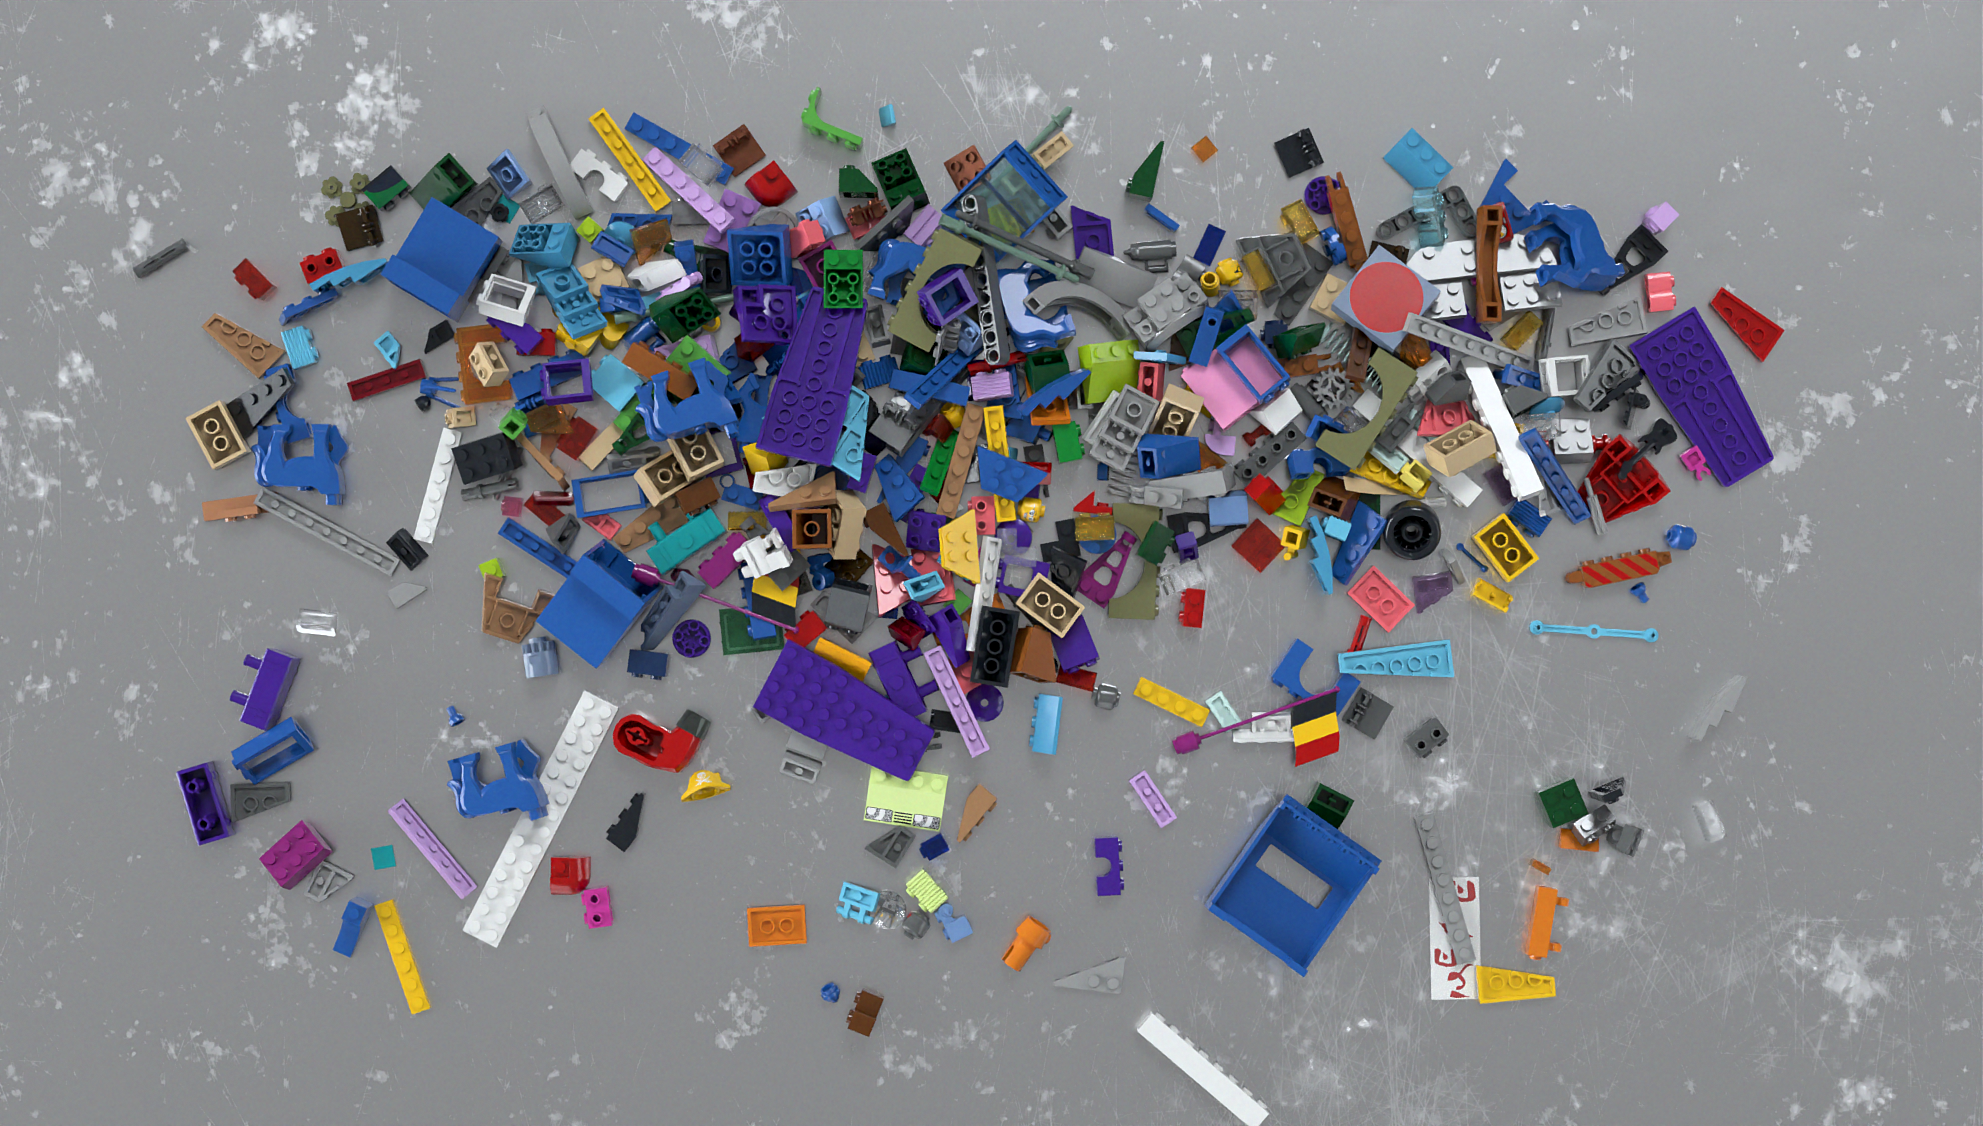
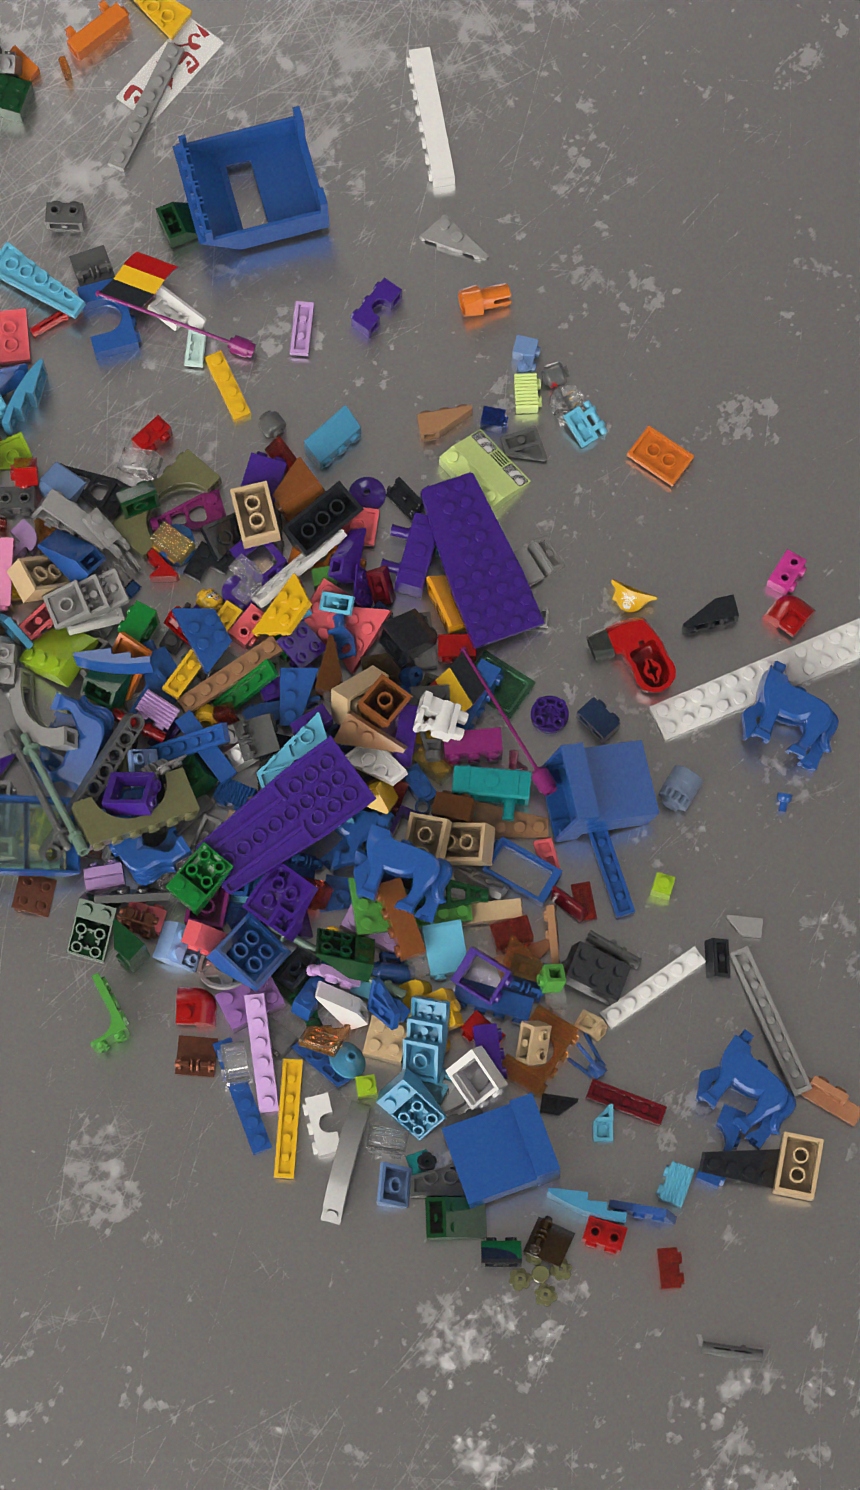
camera: 135 degrees left, 15 degrees down
(246, 347) = (718, 1217): medium nougat wing -> none
(317, 622) = (835, 959): clear slope -> none
(423, 403) = (612, 1060): black hinge -> none
(507, 618) = (681, 840): medium nougat wing -> none
(512, 506) = (606, 922): clear pink brick -> none
(563, 532) = (583, 870): dark grey slope -> none
(612, 249) = (360, 1053): blue tile -> none
(669, 608) = (543, 743): sand blue wedge -> none
(830, 992) = (660, 378): blue plate -> none
(865, 1012) = (647, 342): reddish brown brick -> none
(887, 116) = (58, 987): medium azure slope -> none
(956, 701) = (386, 504): lavender plate -> none
(1187, 546) = (116, 481): dark purple slope -> none
(1258, 545) = (64, 444): clear red slope -> none
(1295, 539) = (34, 424): yellow brick -> none

